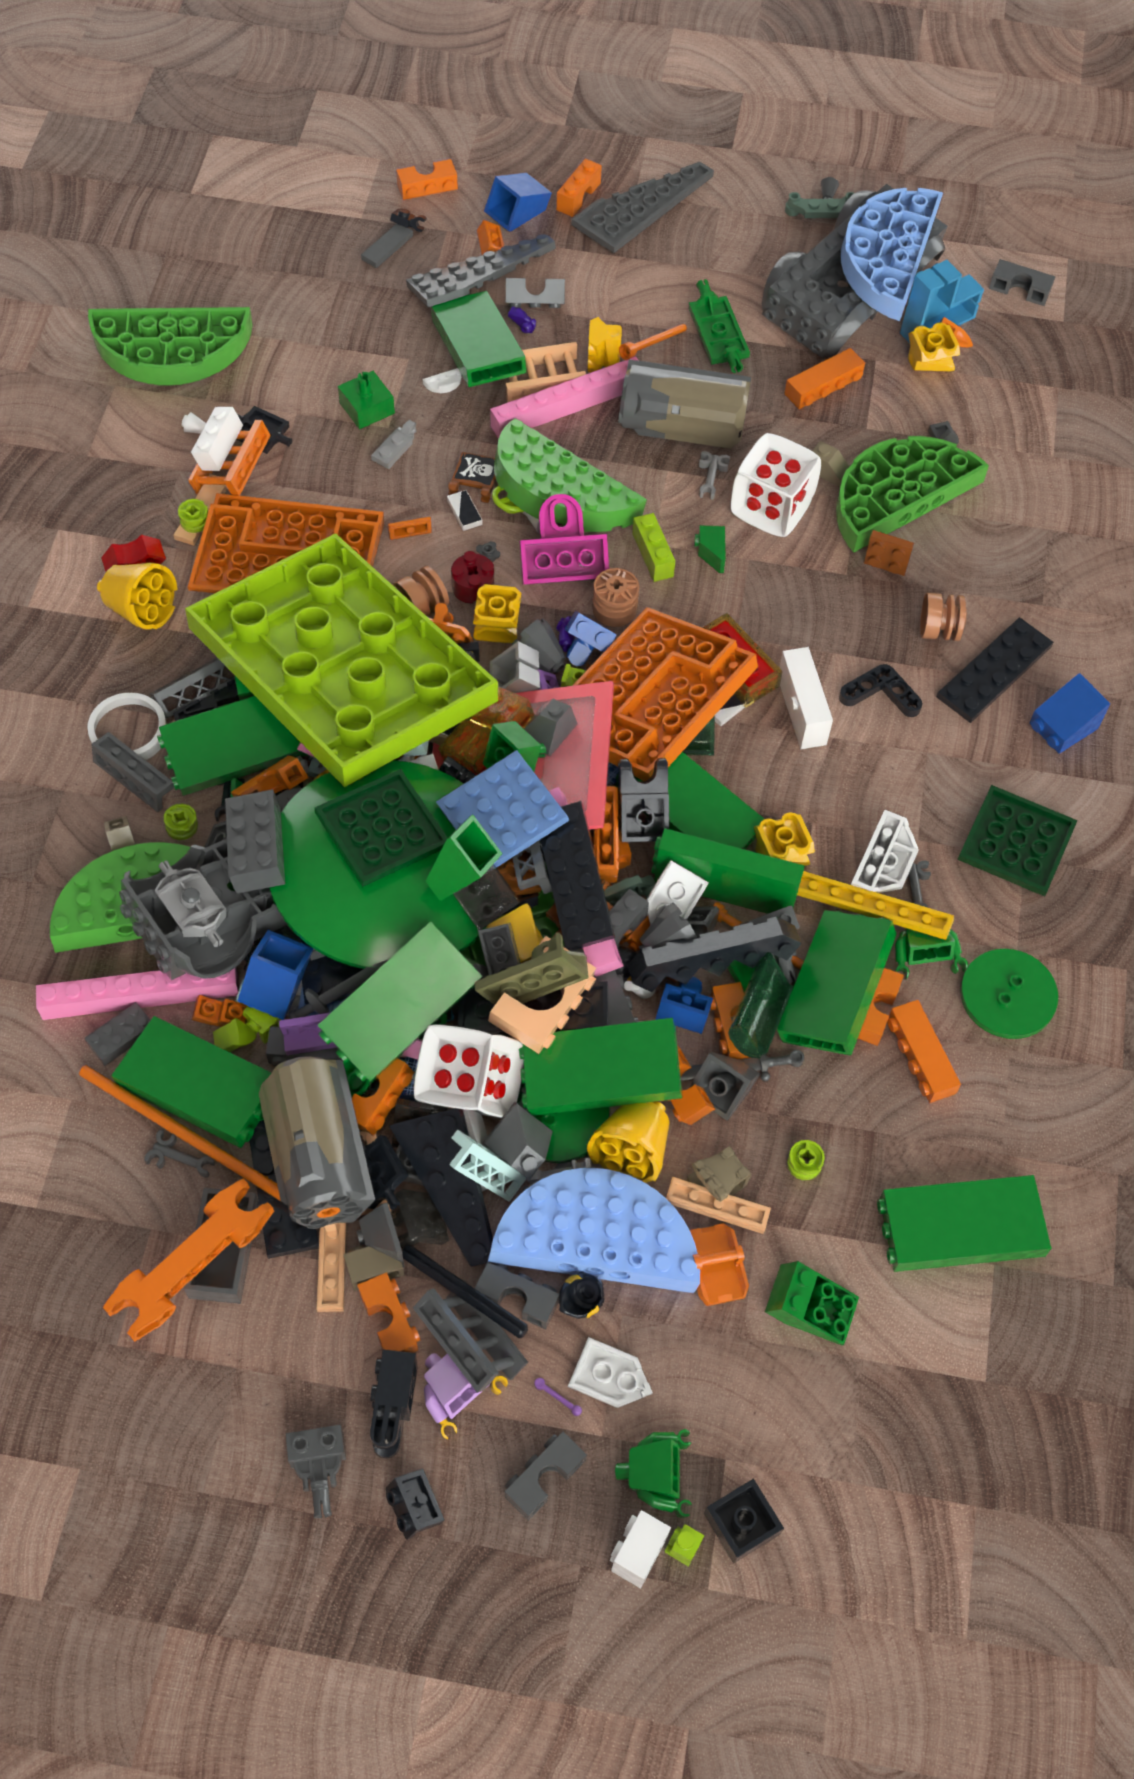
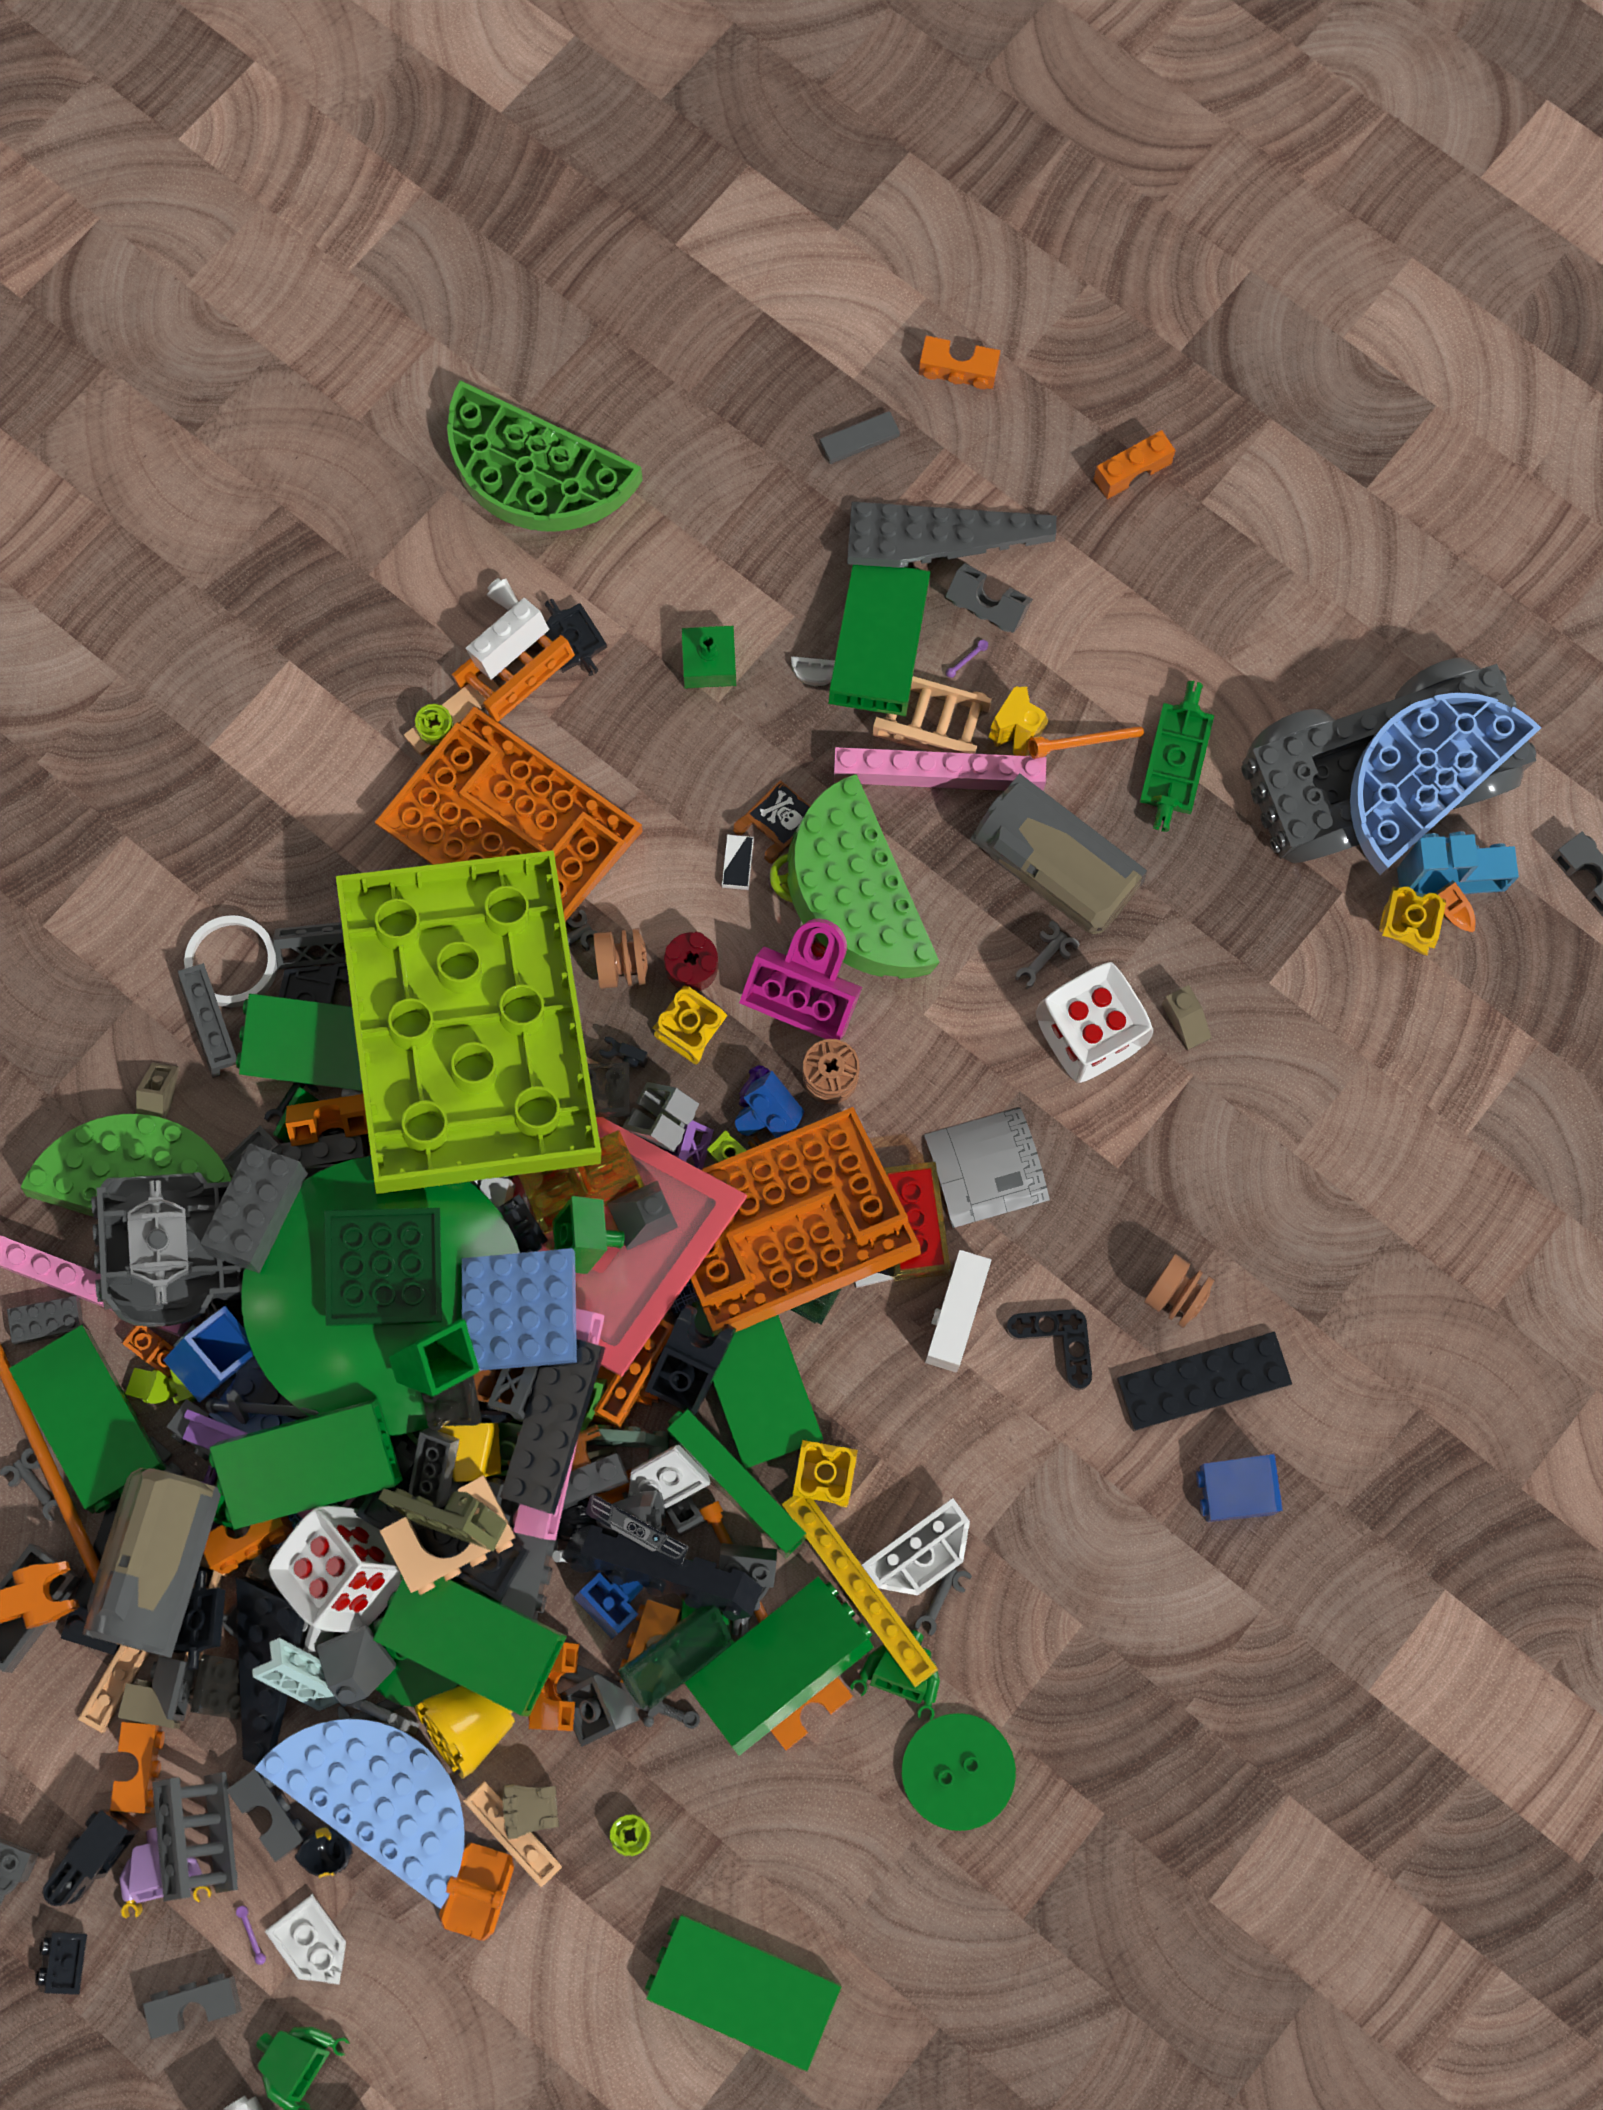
camera: 30 degrees right, 15 degrees up
(139, 593) = (320, 803): yellow cone -> none
(142, 550) = (351, 745): red brick -> none
(186, 827) = (221, 1115): lime wheel -> none
(395, 445) = (710, 733): light grey hinge -> none
(404, 218) = (902, 411): black plate -> none
(409, 528) = (663, 855): orange slope -> none
(444, 621) = (619, 1011): orange shield -> none
(465, 1291) = (216, 1788): black axle -> none
(489, 237) = (987, 487): orange slope -> none
(492, 555) = (734, 939): dark grey plate -> none
(516, 200) = (1048, 447): blue slope -> none
(522, 320) = (954, 626): dark purple arm -> none
(542, 638) = (713, 1092): dark grey cone -> none
(547, 324) = (982, 646): none -> medium lavender hinge
(625, 215) = (1172, 529): dark grey wing -> none
(653, 547) = (915, 1024): lime brick -> none
(670, 930) = (627, 1526): none -> sticker
(711, 546) = (983, 1056): green slope -> none
(764, 608) = (987, 1167): none -> light grey sticker
(811, 1302) = (542, 1985): green slope -> none
(815, 207) = (1415, 640): sand green plate -> none
(824, 378) = (1258, 893): orange brick -> none
(829, 187) = (1444, 613): dark grey cone -> none
(888, 553) = (1165, 1168): dark orange plate -> none
(900, 483) = (1248, 1086): bright green brick -> none
(923, 1051) = (823, 1788): orange brick -> none
(943, 431) = (1351, 1041): dark grey tile -> none
(1017, 840) = (1085, 1603): dark green plate -> none

